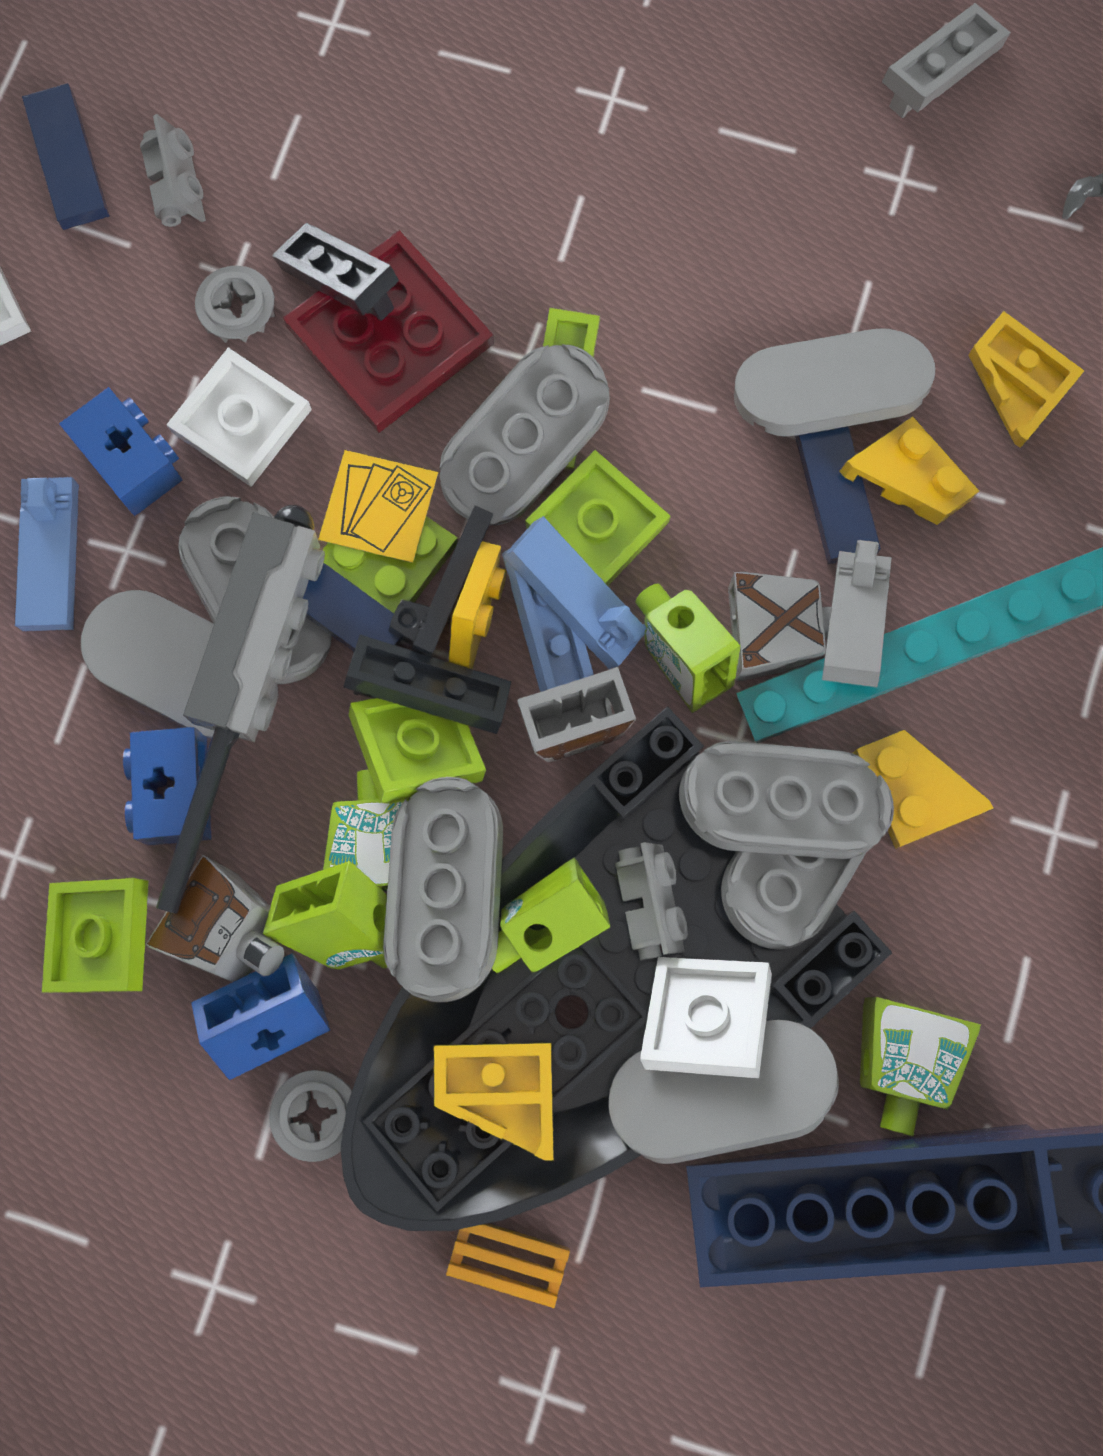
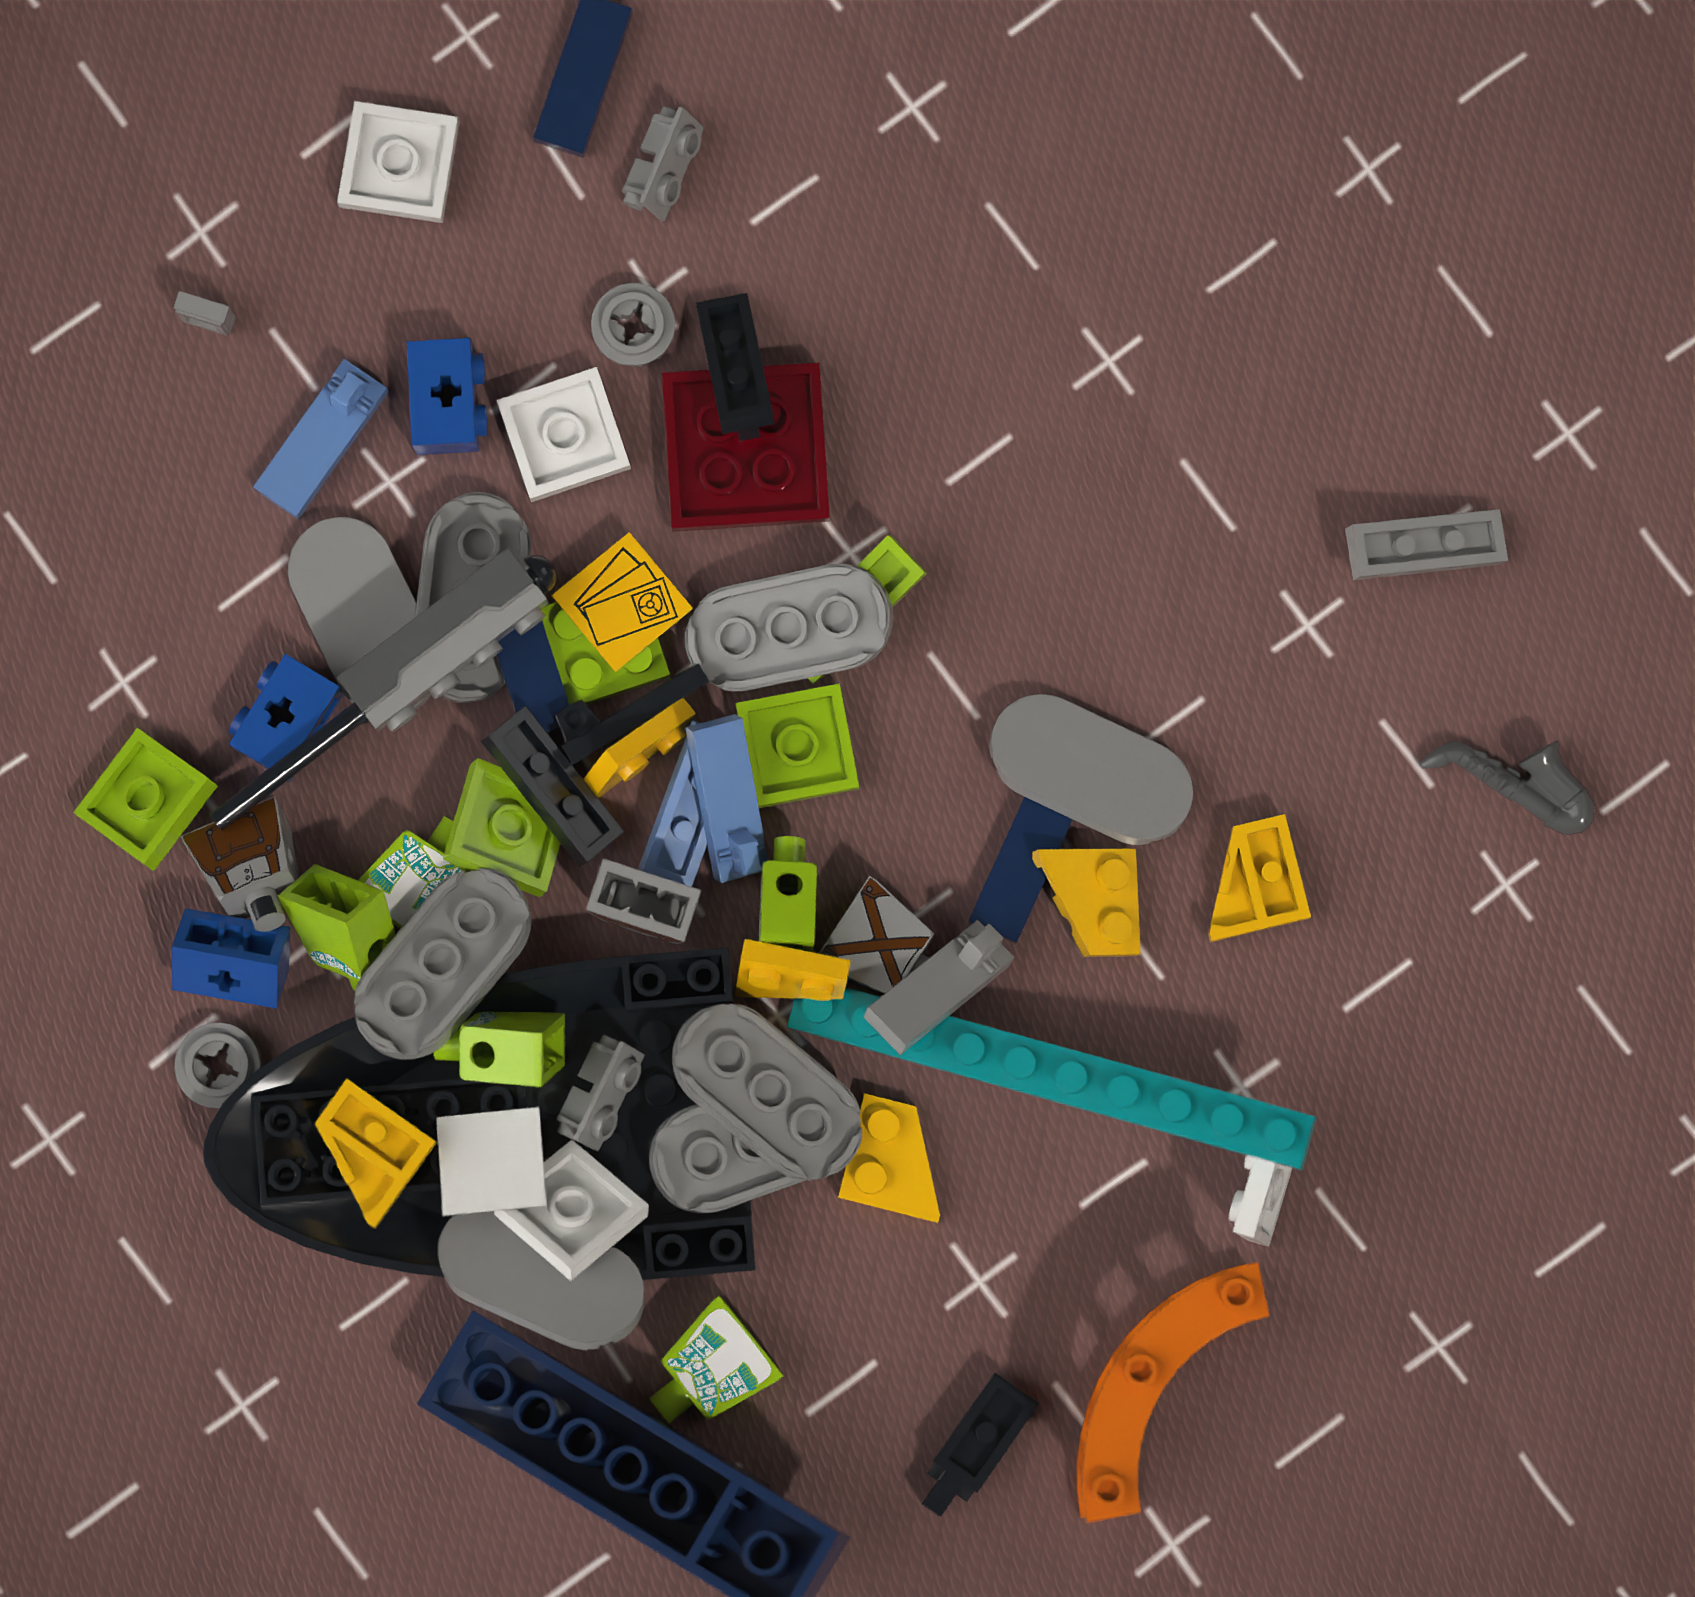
camera: 35 degrees right, 5 degrees up
(504, 1284) = (315, 1323): light orange tile -> none
(610, 1026) = (491, 1161): none -> white sticker
(733, 689) = (789, 973): none -> yellow wing

